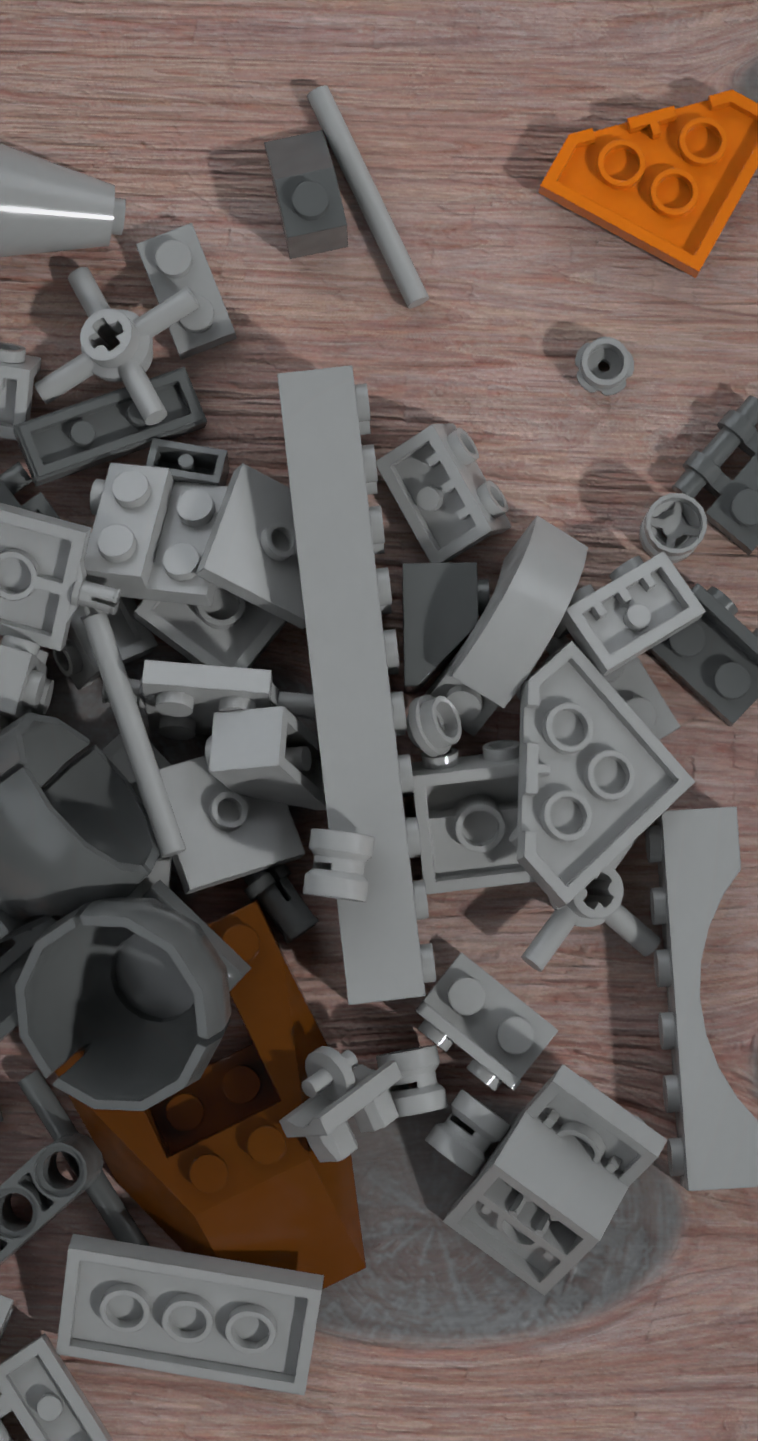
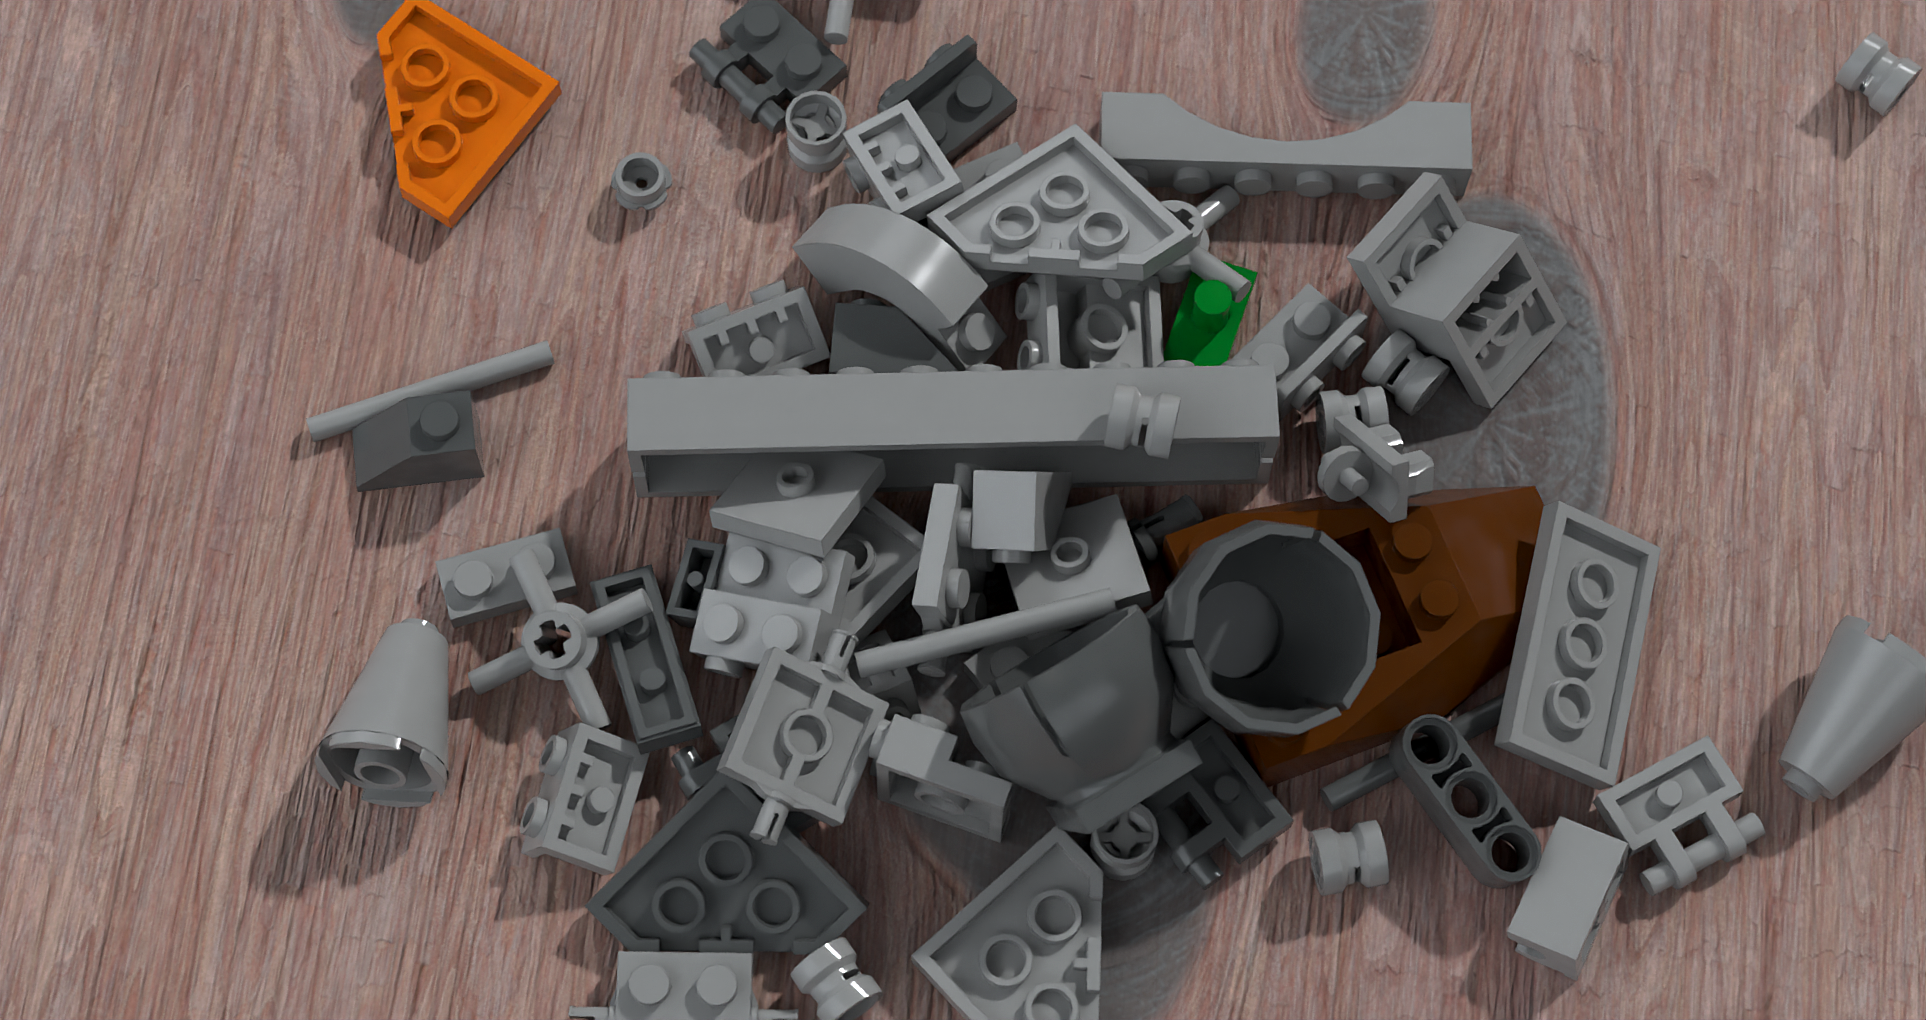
camera: 85 degrees left, 15 degrees down
(433, 724) = (999, 350): light grey plate -> none
(502, 931) = (1207, 321): none -> green tile

